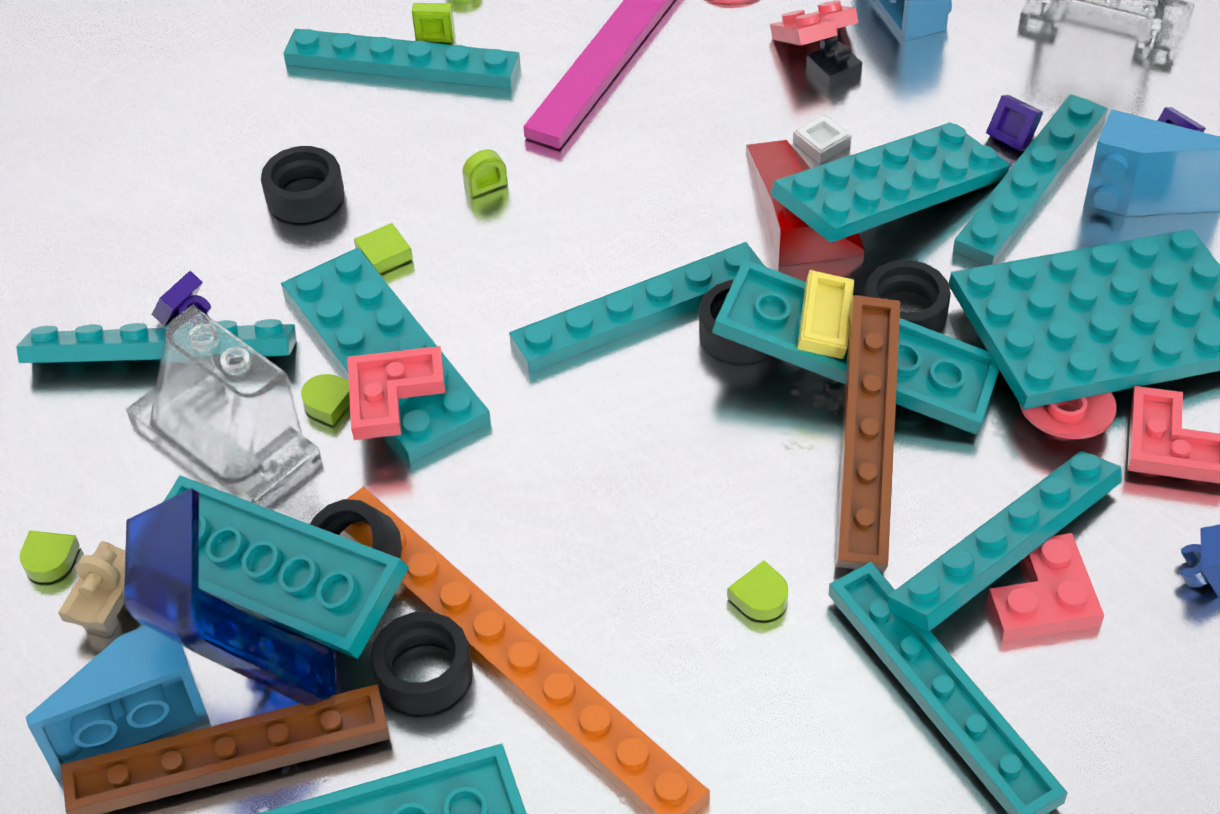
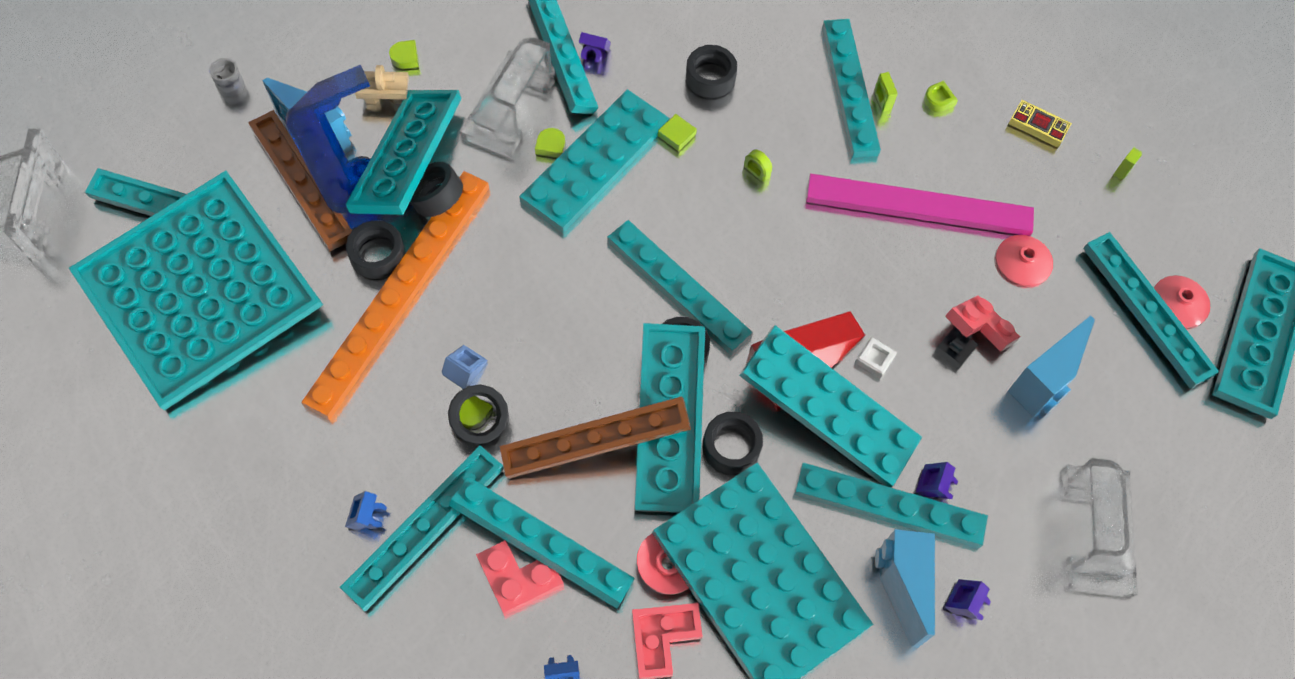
camera: 65 degrees right, 15 degrees up
(383, 379) = (553, 162): coral plate -> none
(678, 591) = (463, 366): none -> medium blue slope
(764, 596) = (501, 410): none -> black tyre
(825, 314) = (689, 384): light yellow tile -> none
(897, 766) = (361, 512): none -> blue tile

